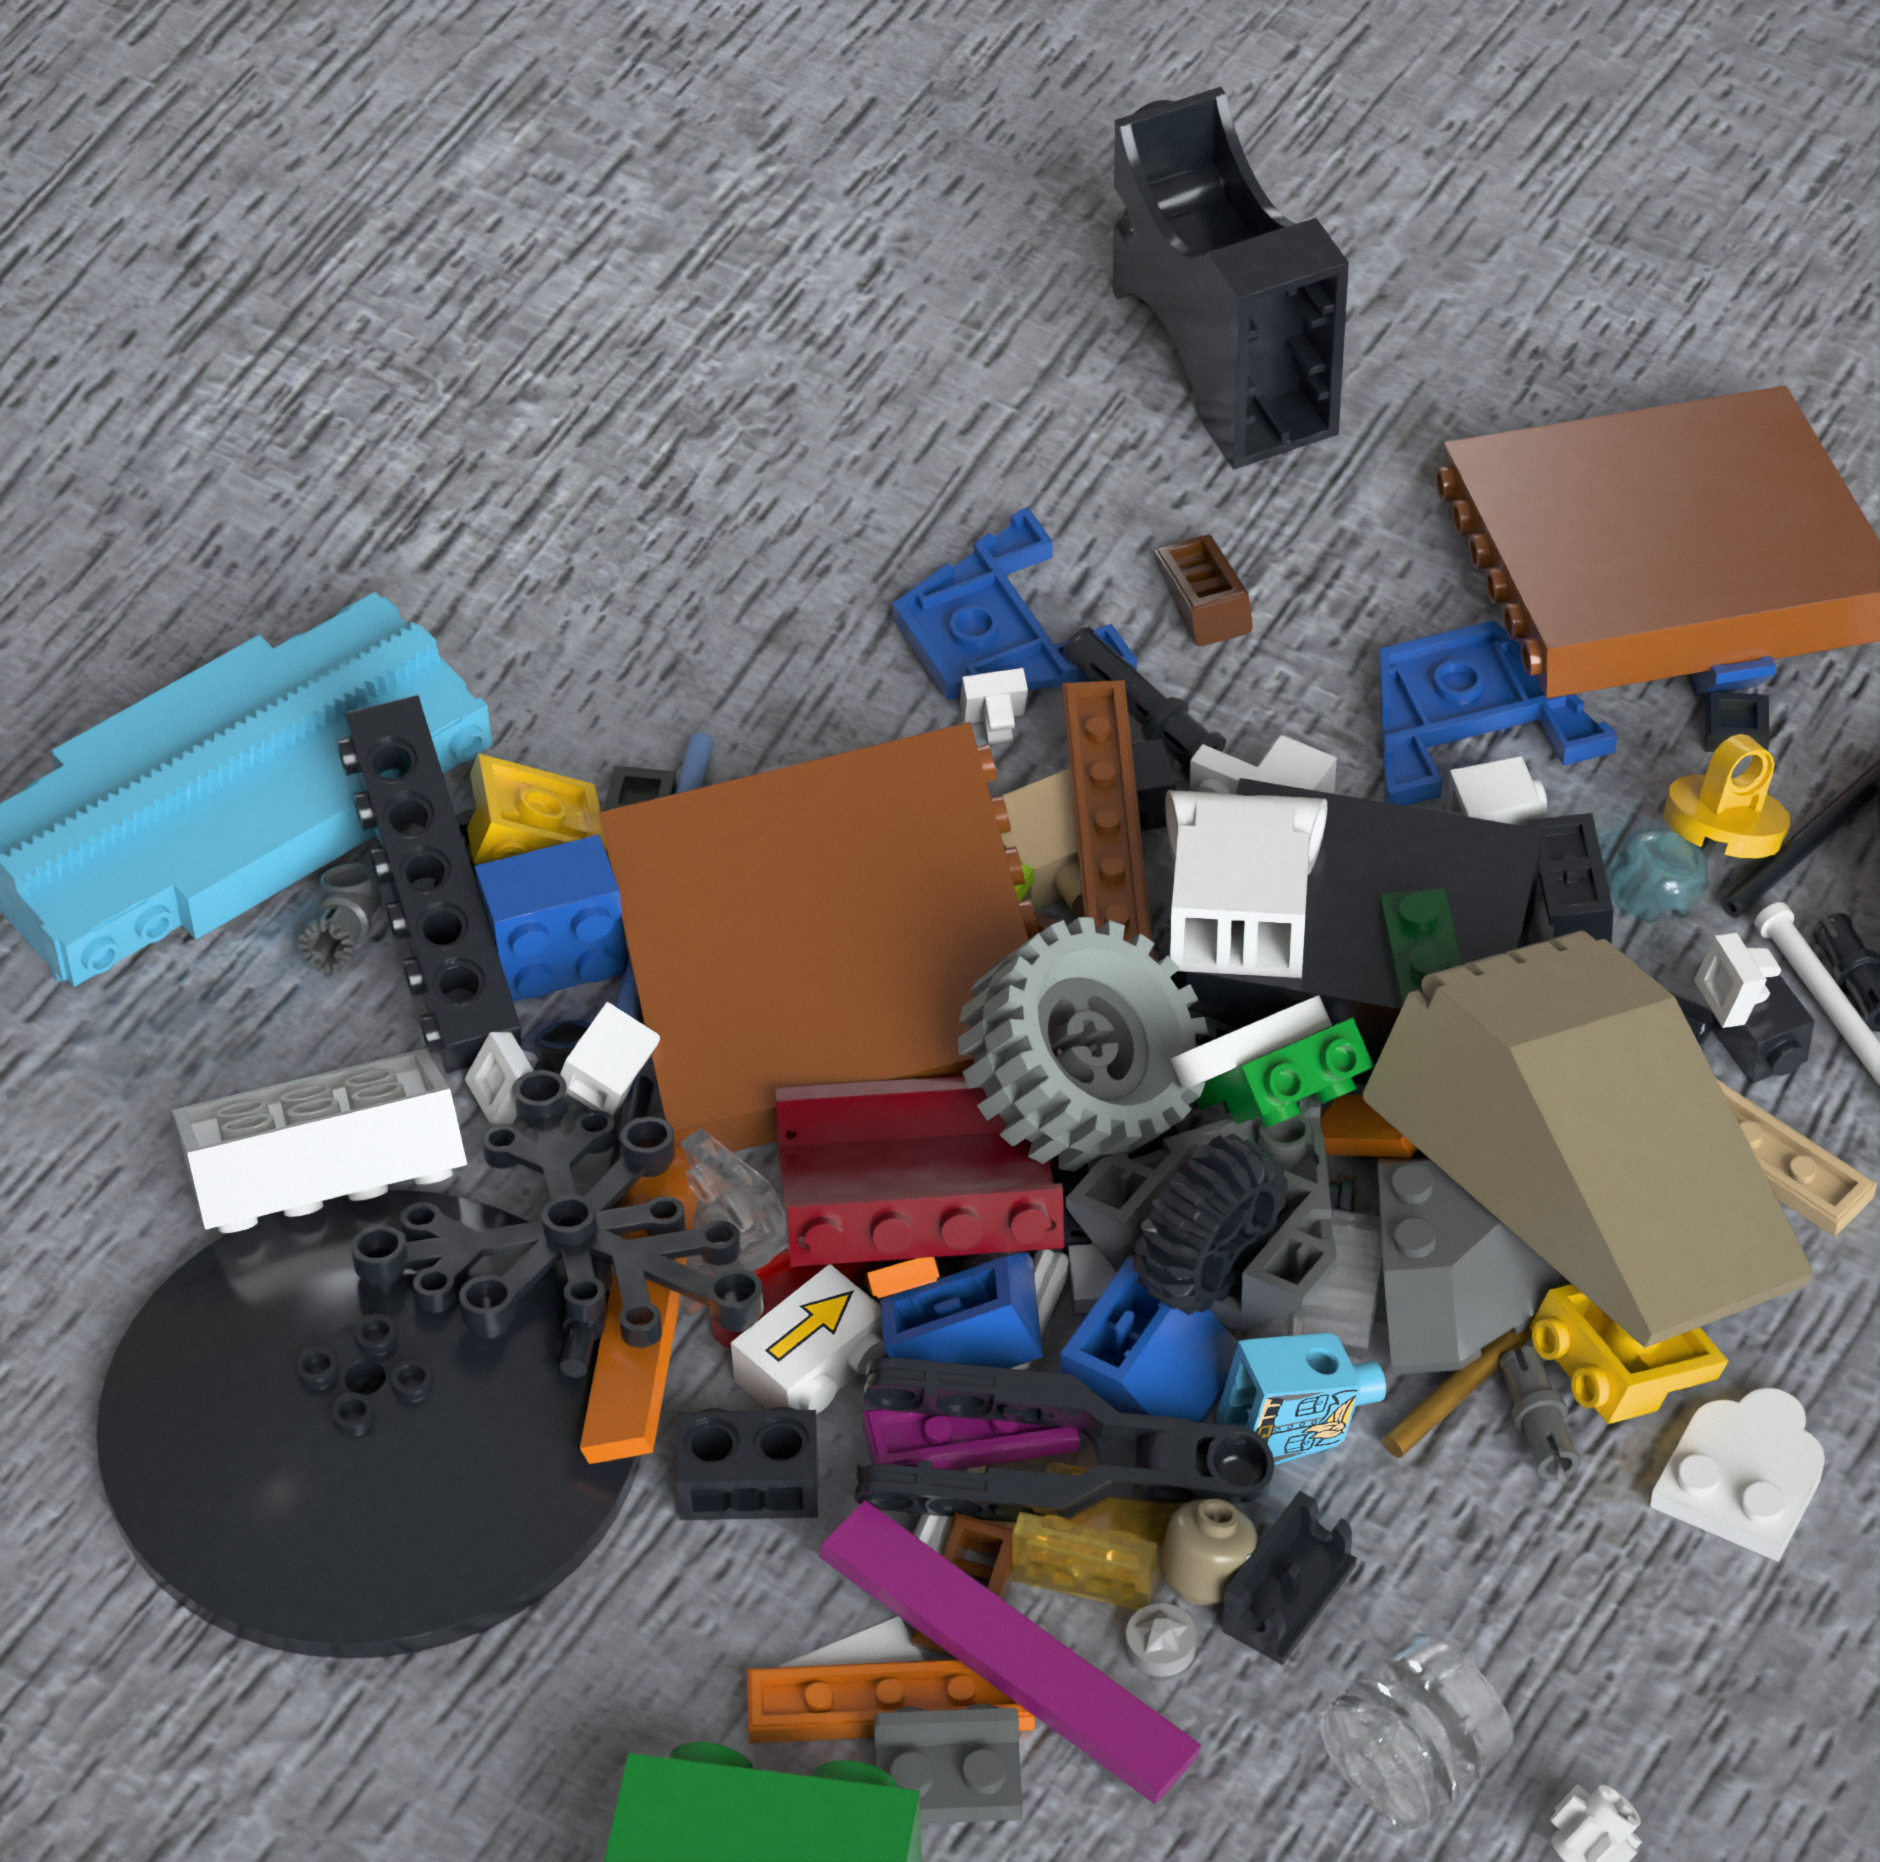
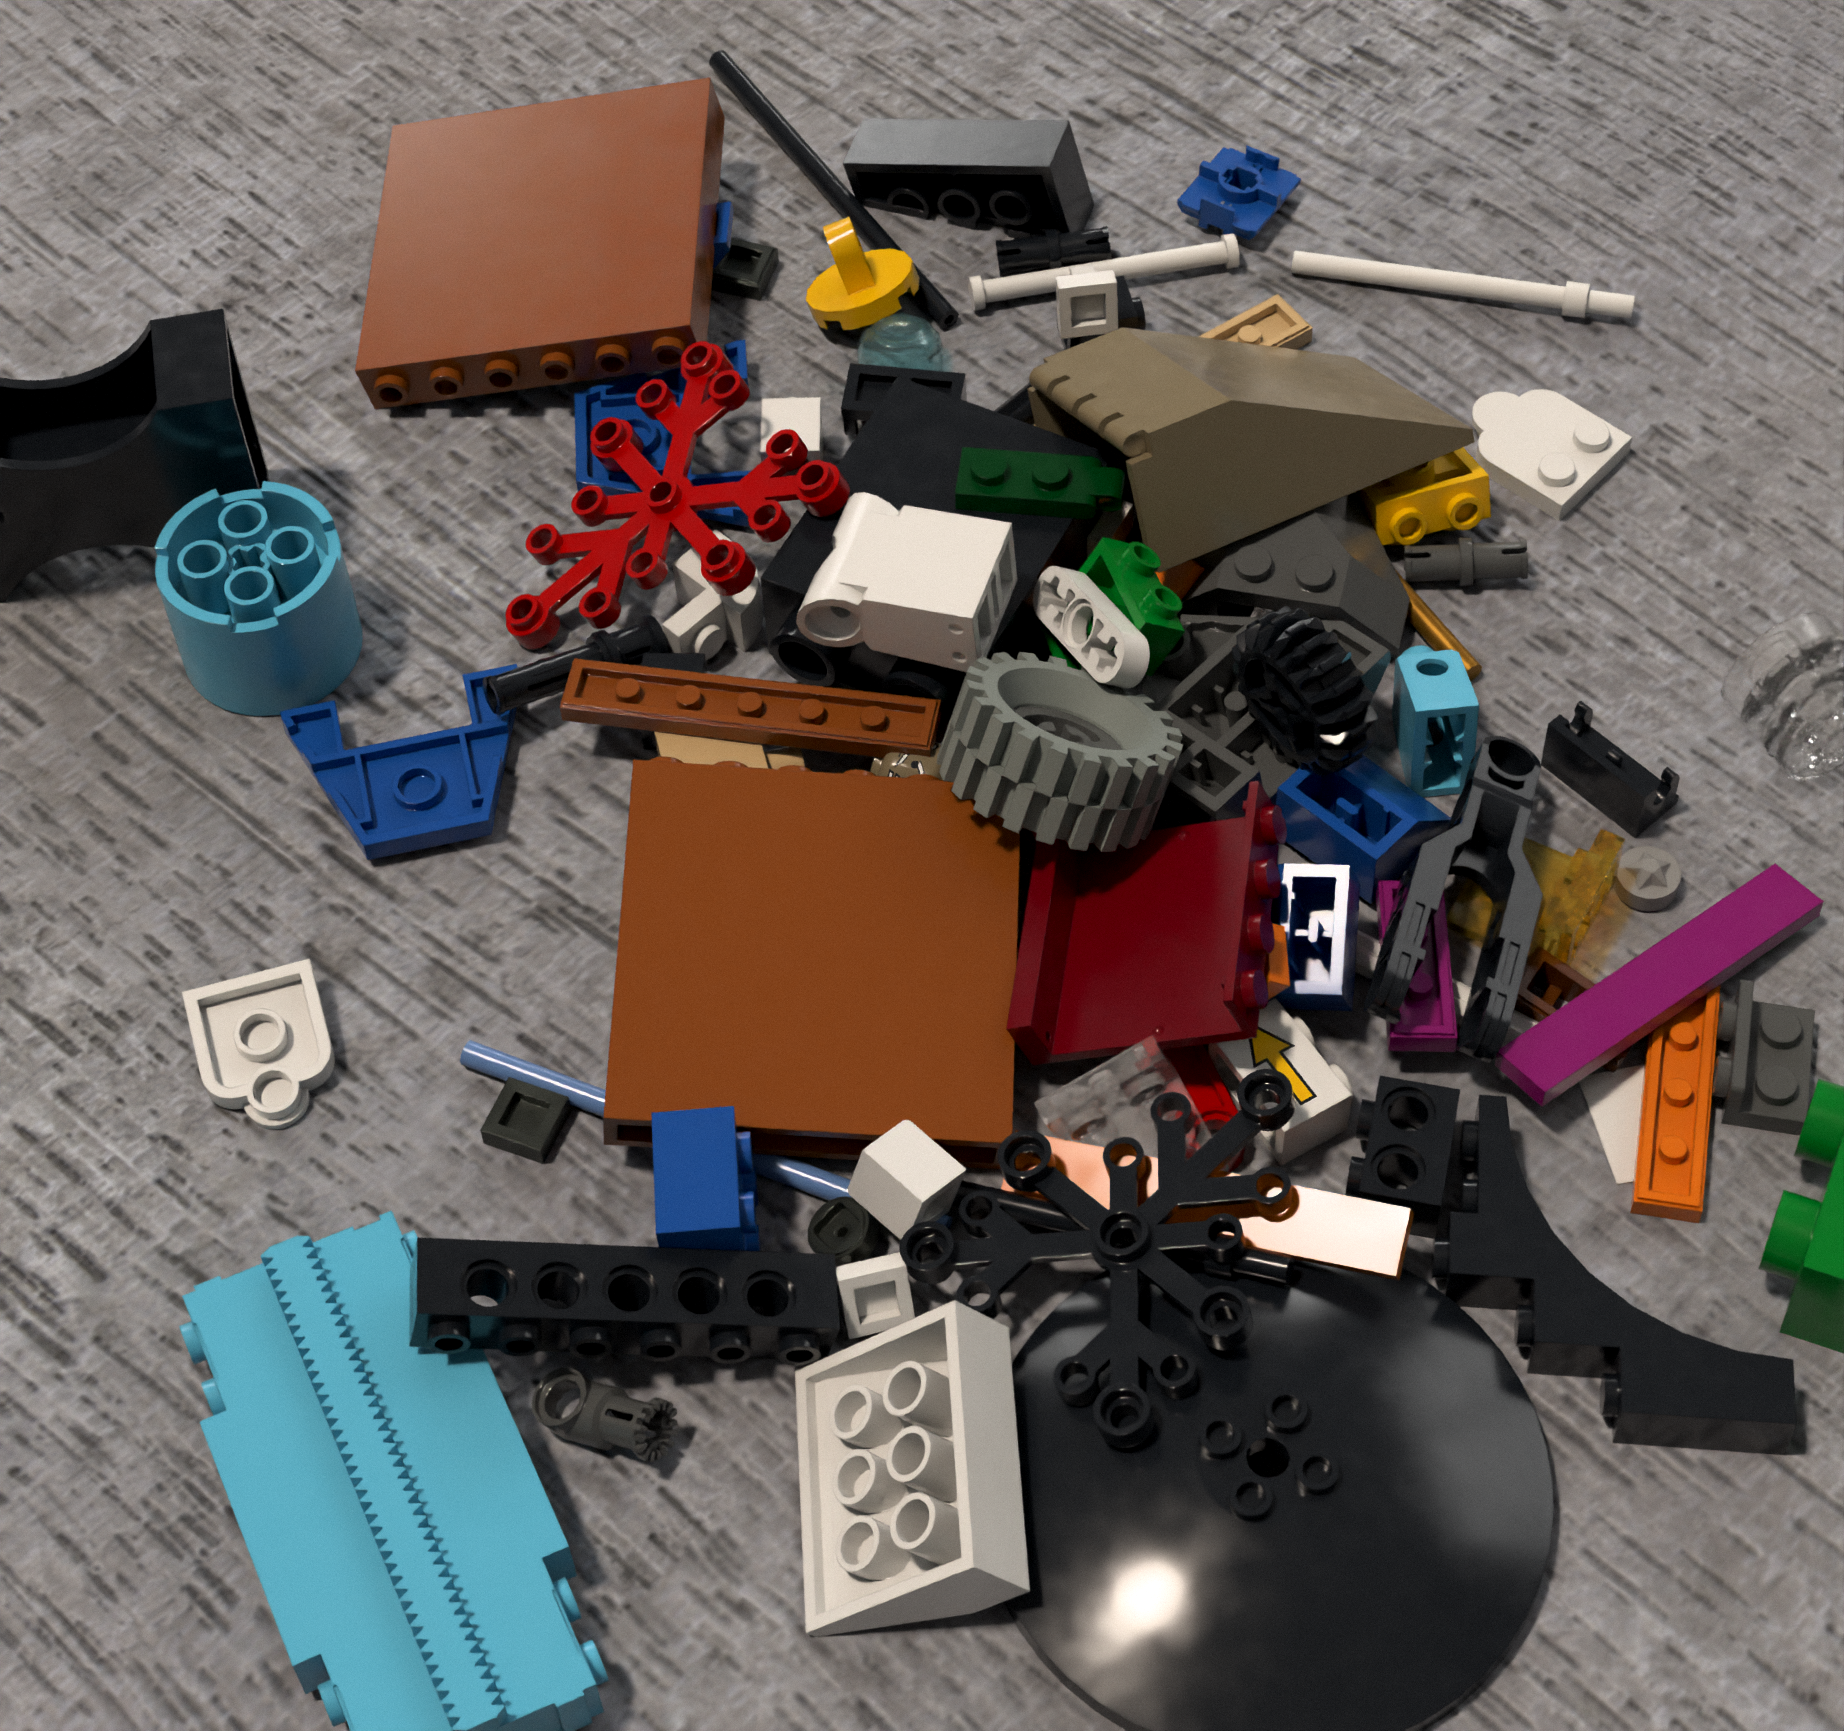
camera: 75 degrees left, 5 degrees up
(527, 810) = (559, 1195): yellow plate -> none
(593, 1622) = (1653, 1378): none -> black arch
(672, 597) = (262, 1042): none -> white plate
(994, 701) = (527, 788): white tile -> none
(1127, 443) = (259, 598): none -> medium azure brick
(1205, 1549) = (1580, 804): dark tan head -> none
(1207, 595) = (454, 616): reddish brown slope -> none
(1342, 704) = (670, 503): none -> red plant

